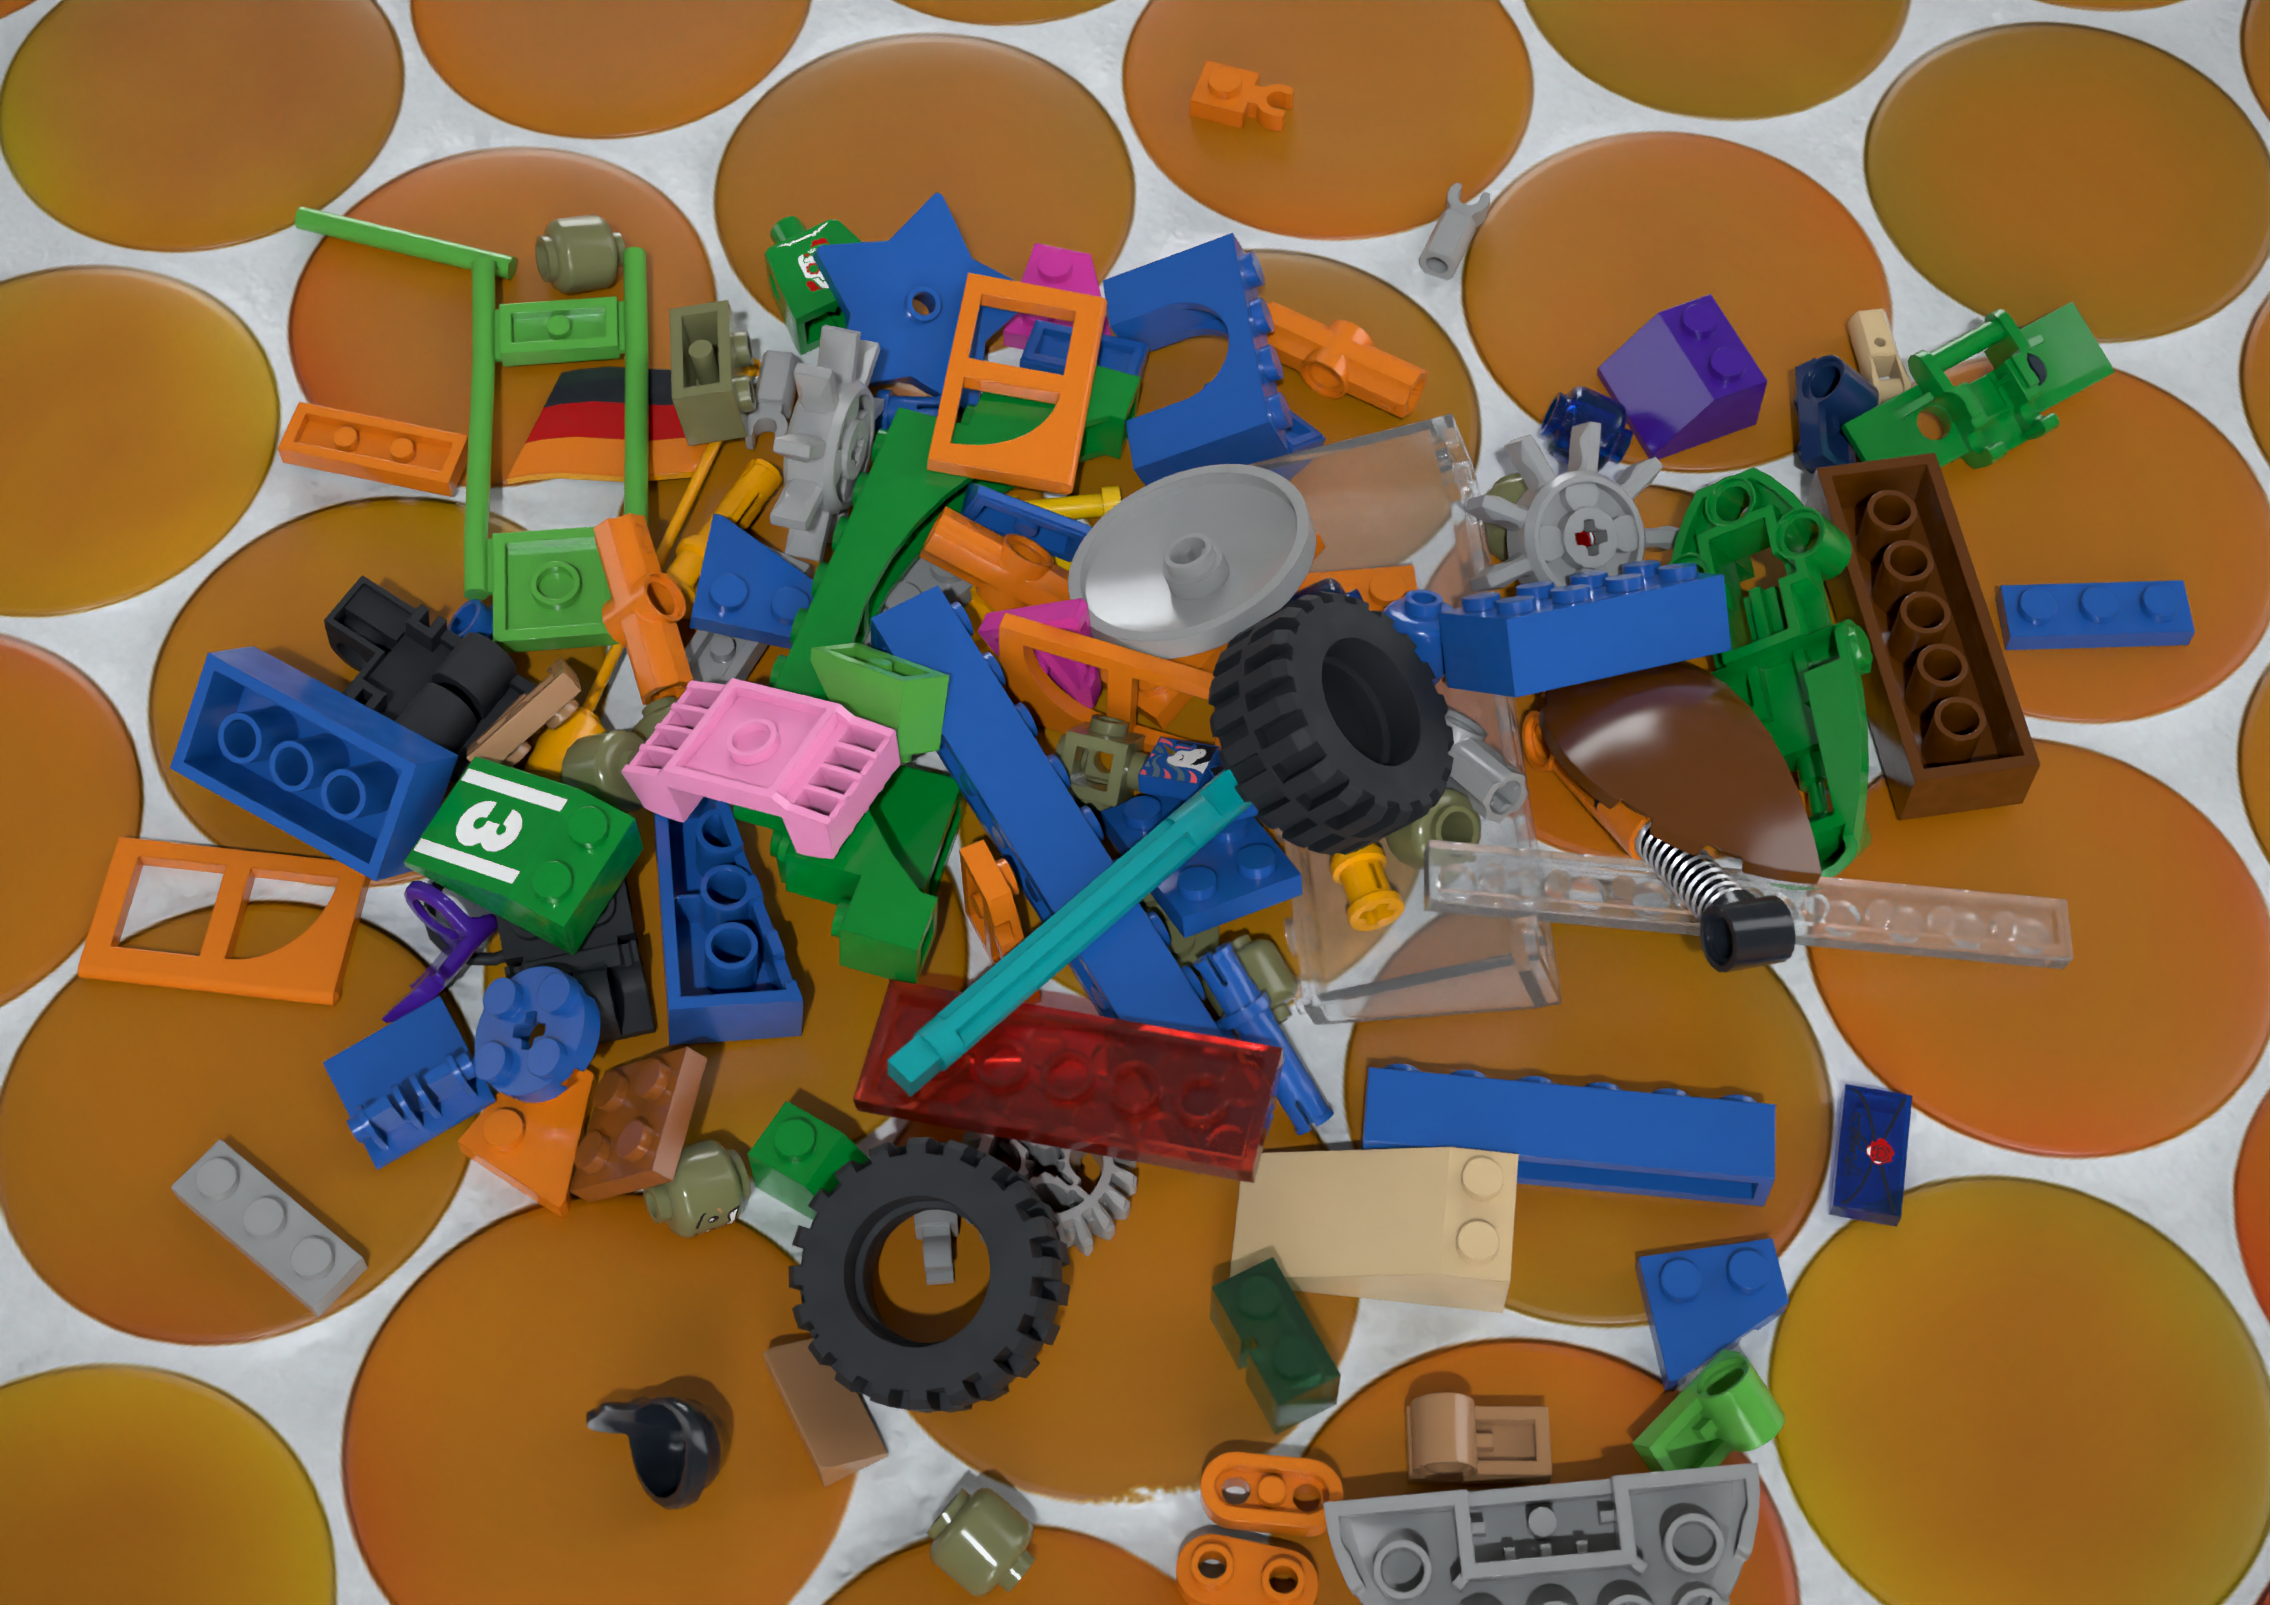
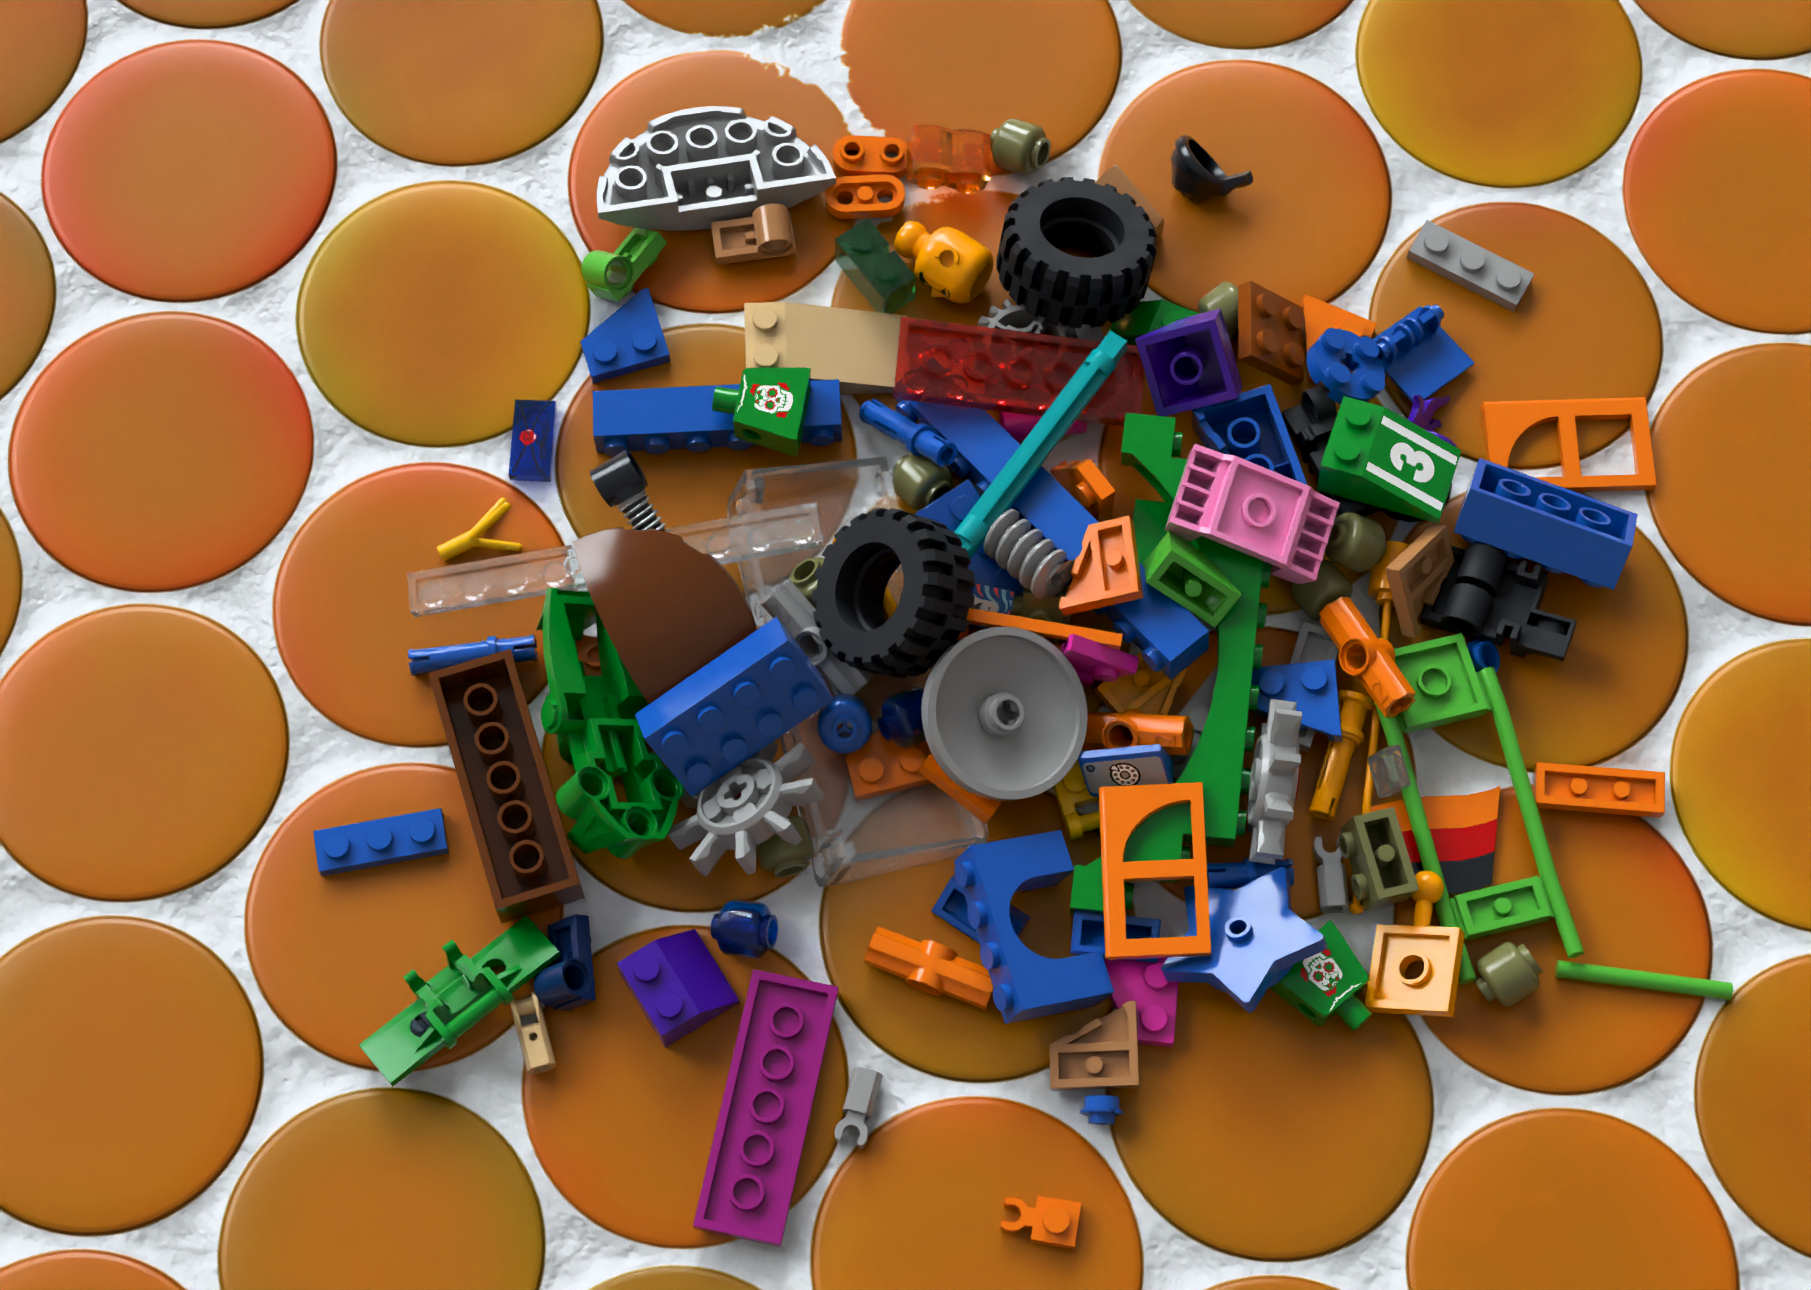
camera: 170 degrees right, 10 degrees up
(658, 484) = (1389, 771): none -> clear tile
(667, 278) = (1402, 944): none -> light orange plate
(784, 1054) = (1190, 363): none -> dark purple slope
(1002, 720) = (1105, 569): none -> orange wing
(1111, 777) = (1027, 555): none -> light grey piece
(1113, 1532) = (948, 158): none -> clear orange brick
(1131, 232) = (1099, 1054): none -> medium nougat wing
(1143, 189) = (1101, 1109): none -> blue plate
(1150, 1335) = (946, 261): none -> light orange piece
(1487, 1082) = (768, 406): none -> green torso
(1572, 245) = (766, 1108): none -> magenta plate
(1968, 1010) = (471, 538): none -> yellow plant
(1980, 836) = (438, 658): none -> blue pin

